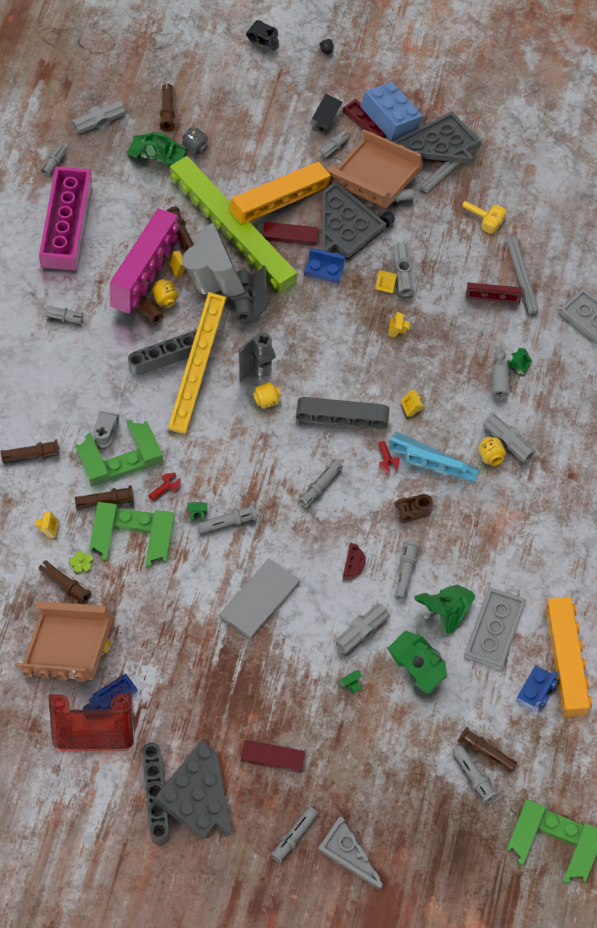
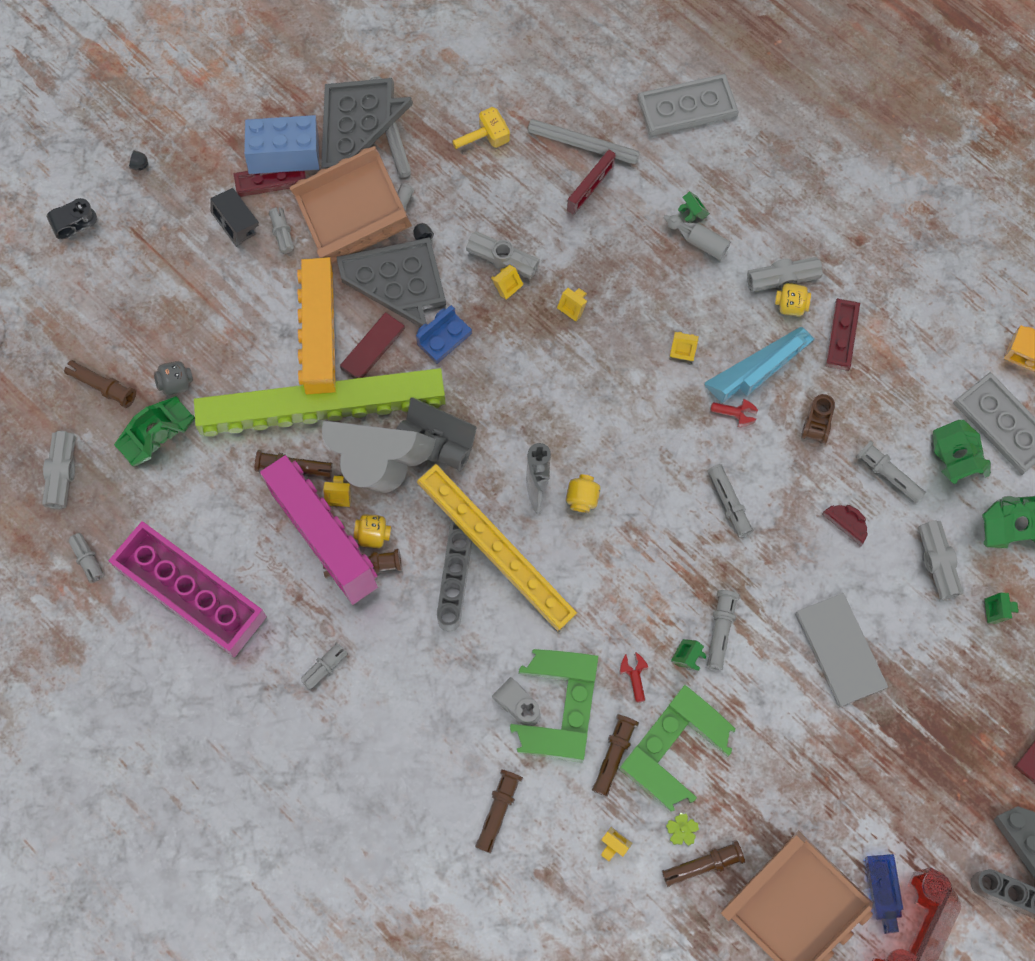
camera: 60 degrees left, 10 degrees up
(342, 412) = (652, 425): dark grey beam -> none
(490, 496) = (842, 334): none -> dark red tile

